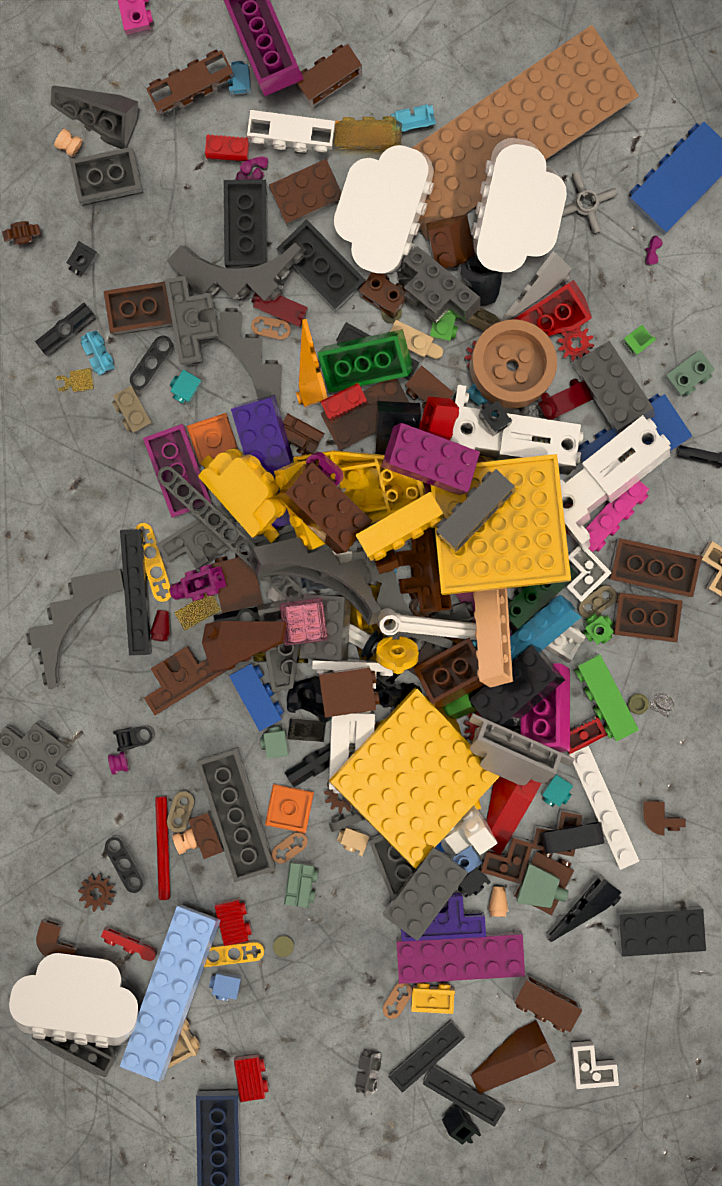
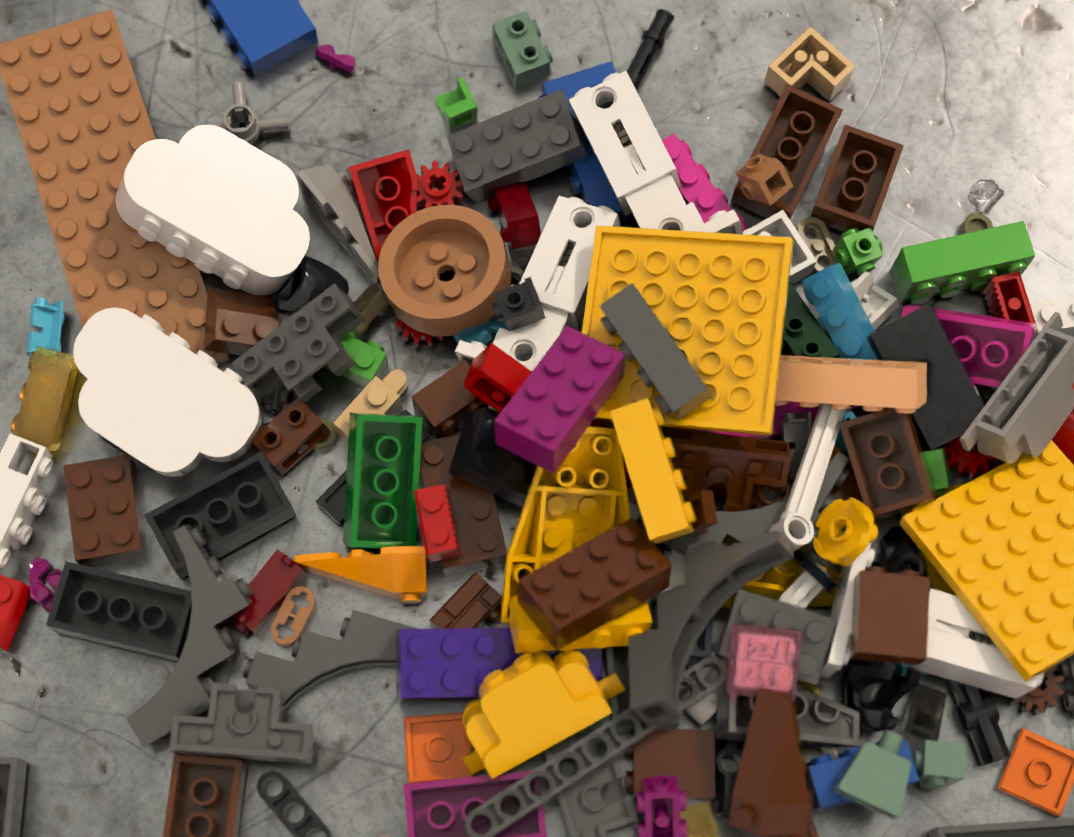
camera: 75 degrees left, 15 degrees down
(185, 386) = (346, 770): teal brick -> none
(253, 704) = (877, 776): none -> sand green torso
(327, 466) = (525, 567): magenta beam -> none
(624, 555) = (764, 179): none -> medium nougat brick

